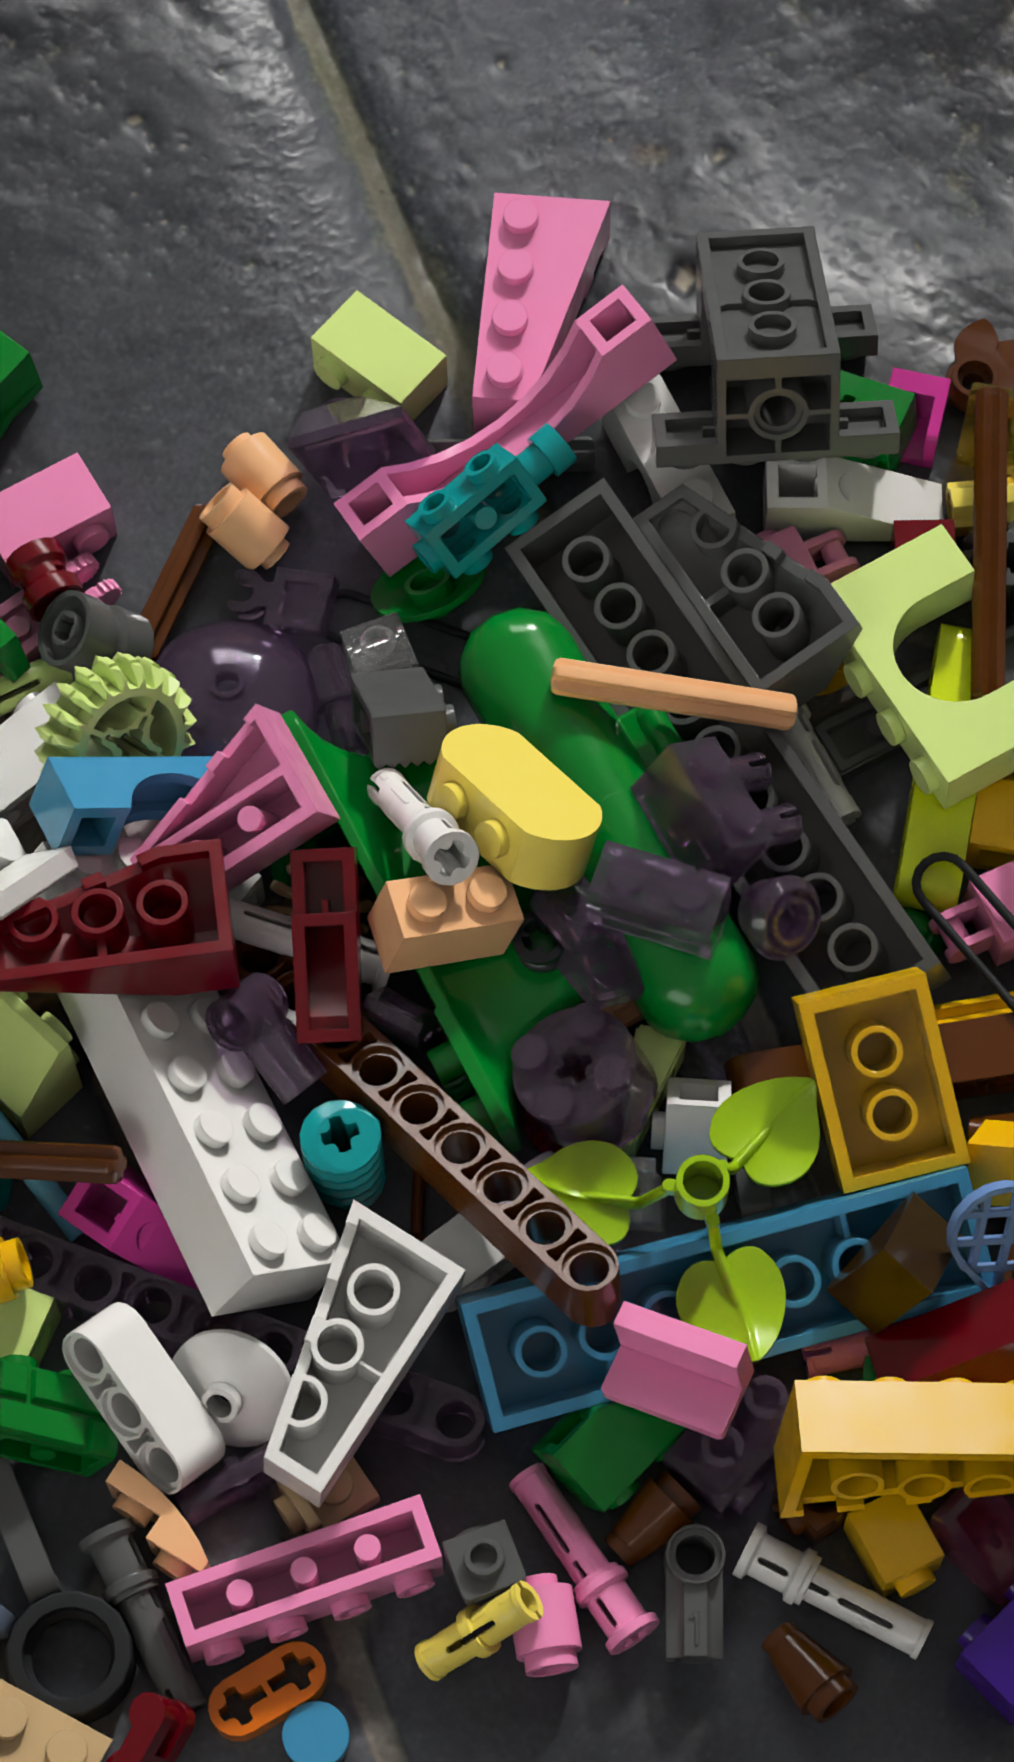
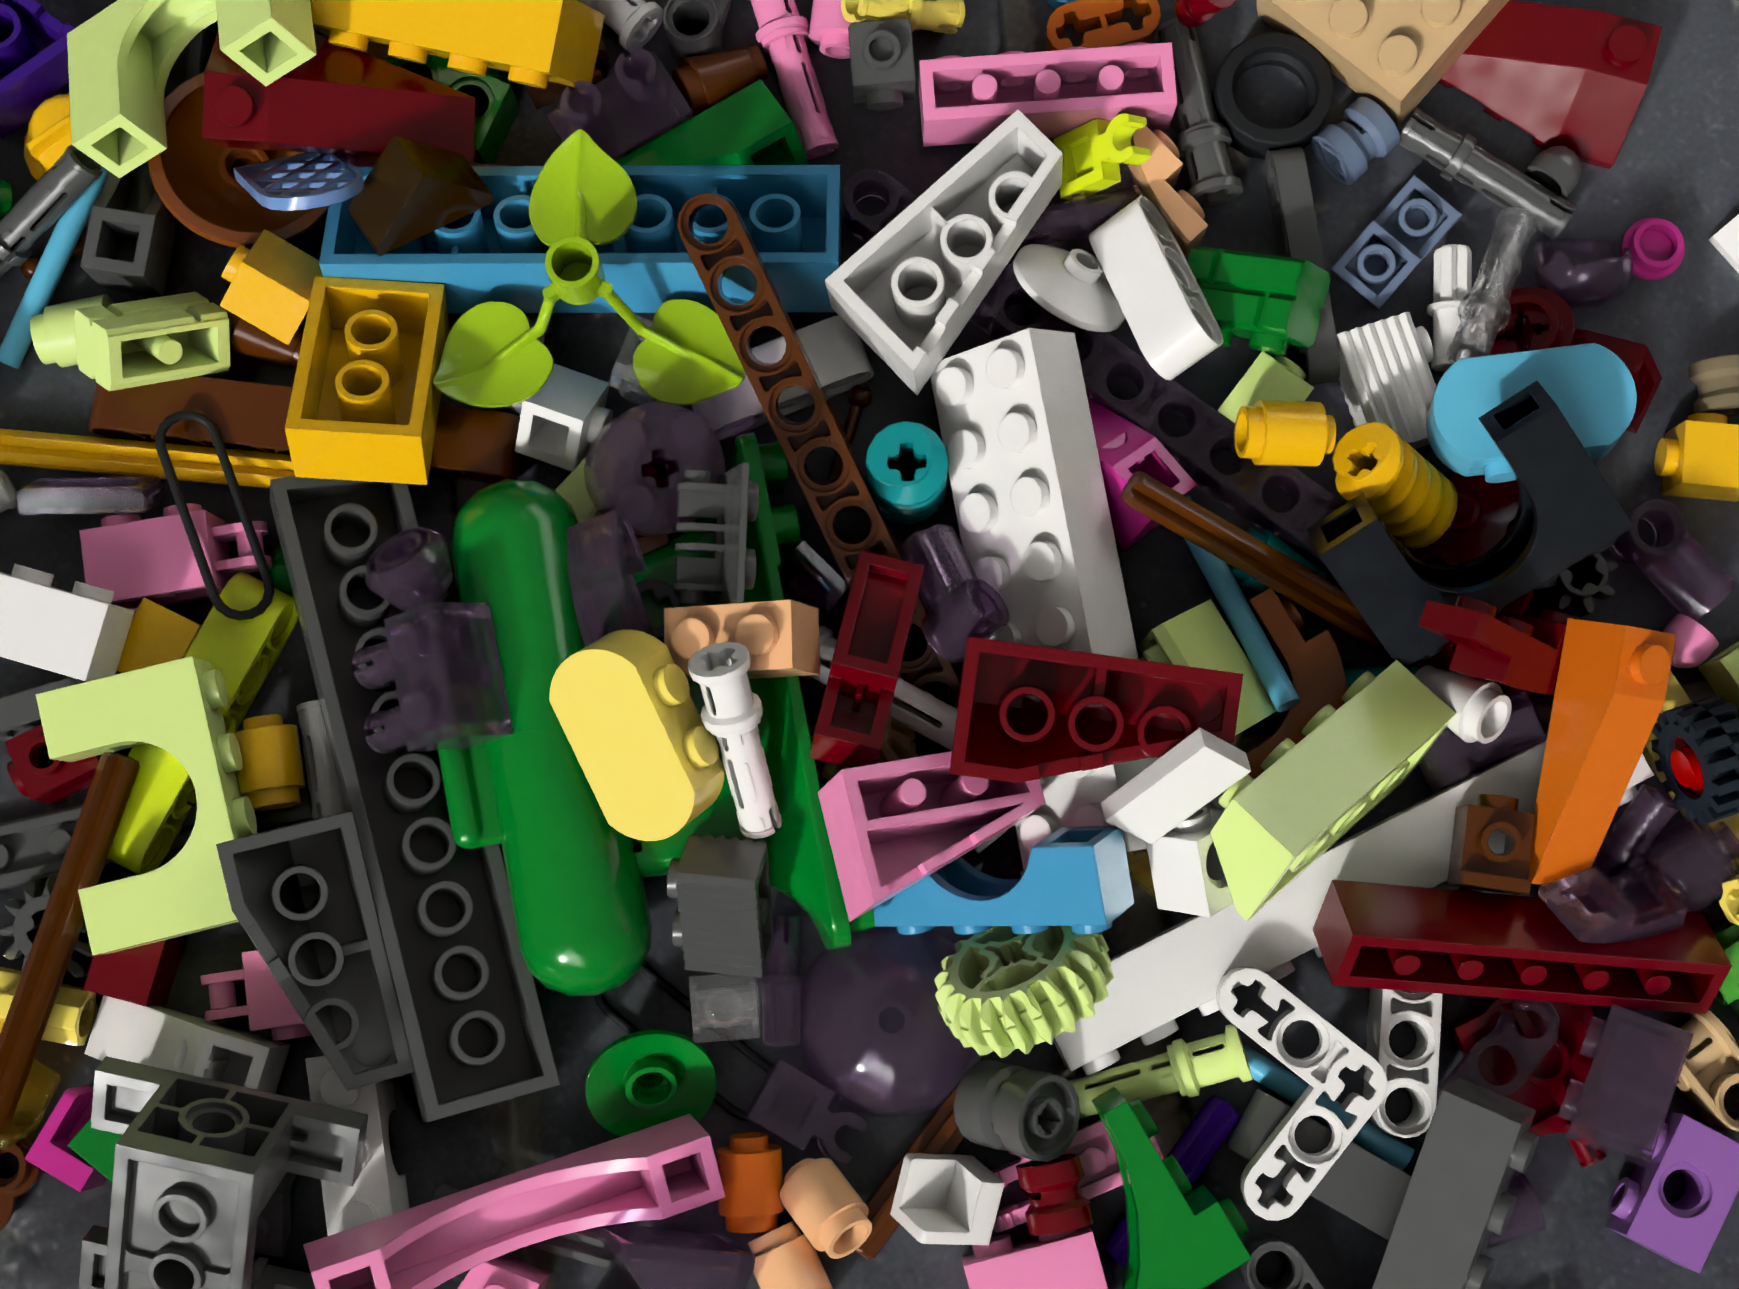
camera: 160 degrees left, 15 degrees up
(139, 557) = (947, 1199): none -> white panel
(233, 1529) = (1095, 152): none -> neon yellow plate
(318, 532) = (751, 1183): none -> orange brick
(486, 503) = (568, 1137): teal brick -> none
(498, 1002) = (731, 506): none -> dark grey hinge
(658, 899) = (521, 577): clear purple brick -> none
(673, 694) = (436, 825): light nougat axle -> none
(677, 1371) = (656, 138): bright pink panel -> none
(860, 746) = (271, 763): none -> yellow brick

